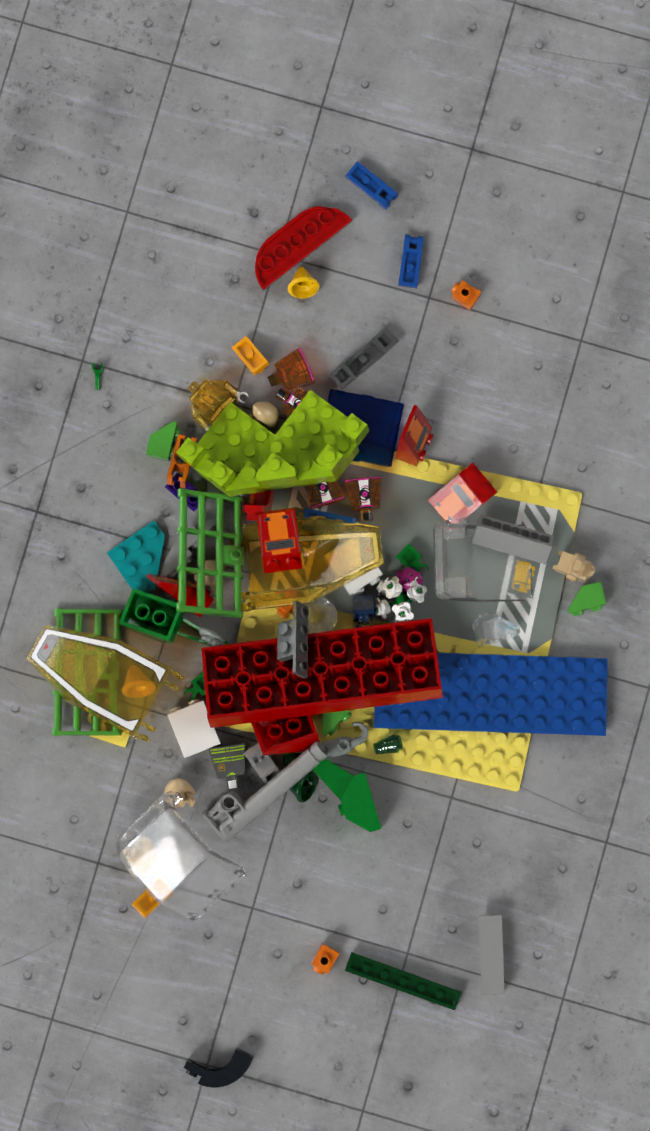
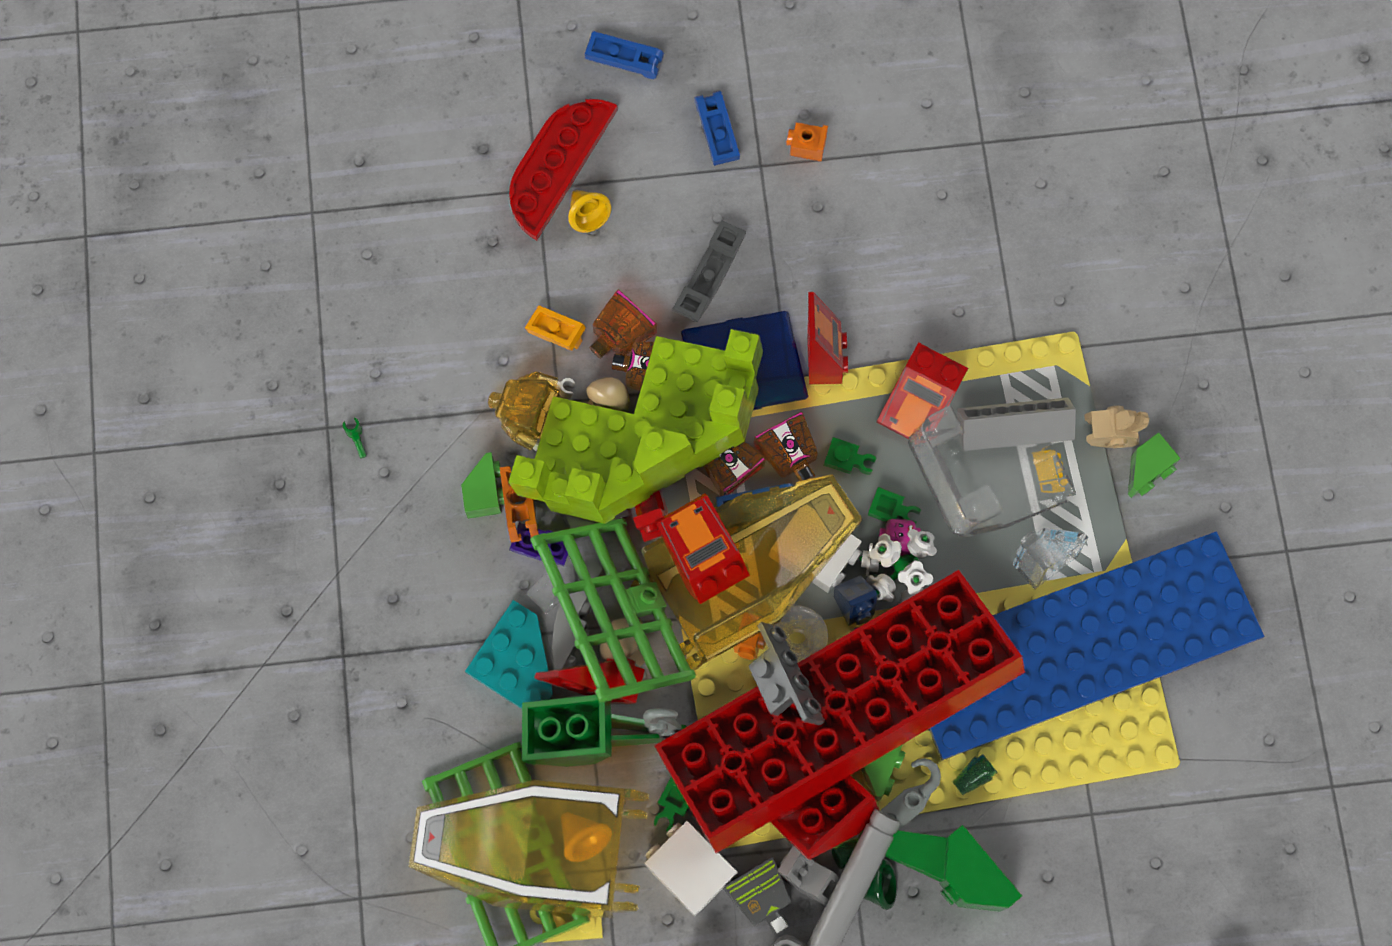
camera: 25 degrees left, 10 degrees down
(397, 513) = (844, 456): none -> green plate

